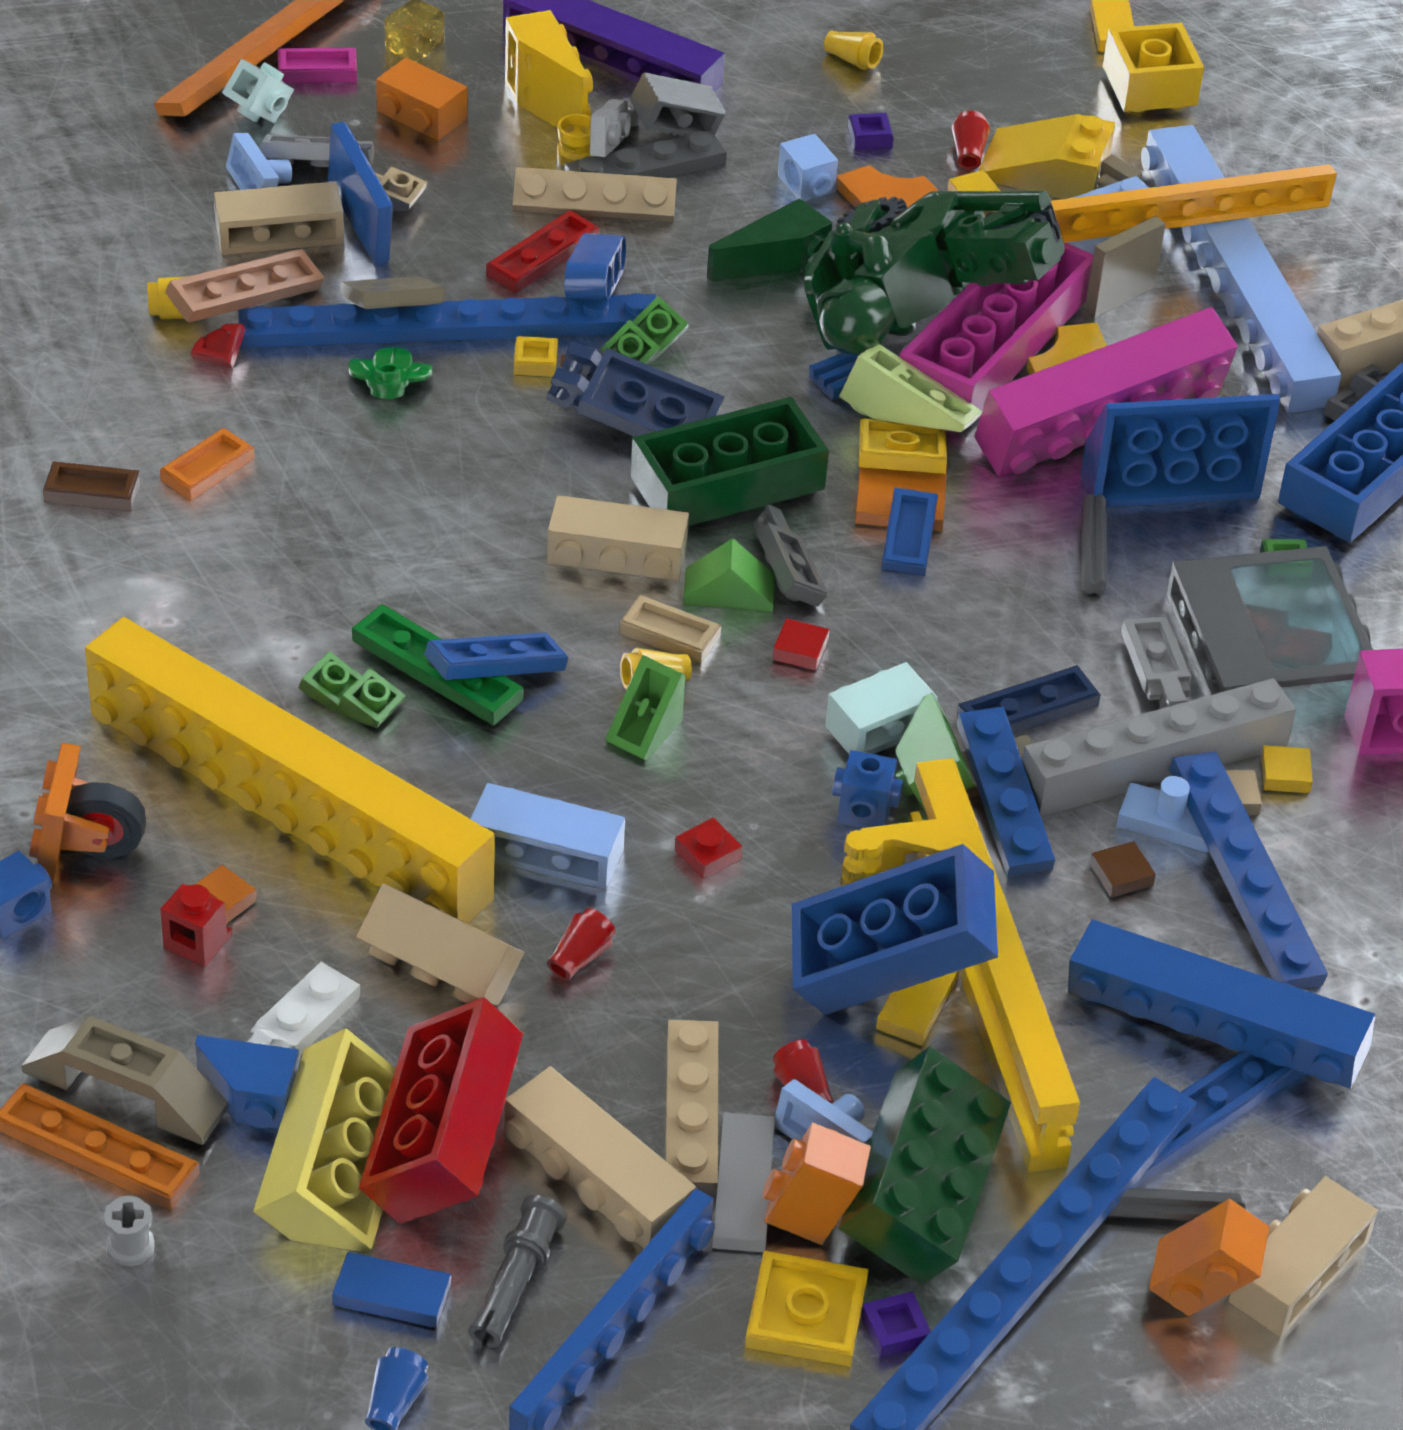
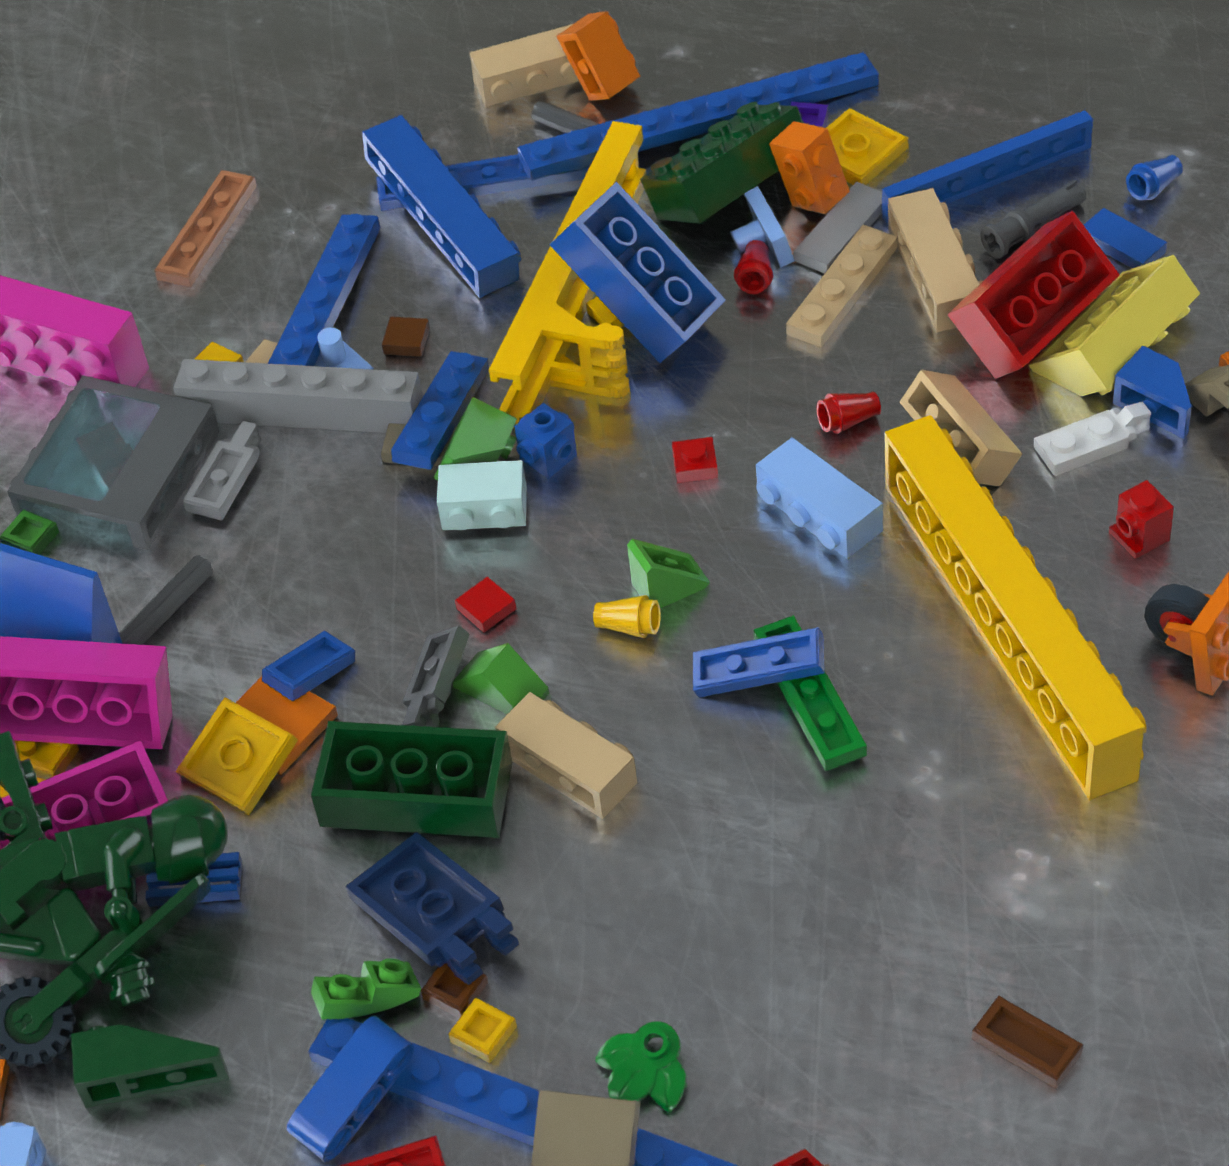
camera: 140 degrees left, 5 degrees up
(207, 464) = (895, 1023): orange tile -> none
(231, 889) = (1105, 555): orange tile -> none
(356, 696) = (895, 701): bright green slope -> none
(670, 629) = (582, 663): tan tile -> none
(900, 393) = (186, 772): yellowish green slope -> none
(1040, 699) = (352, 486): dark blue tile -> none

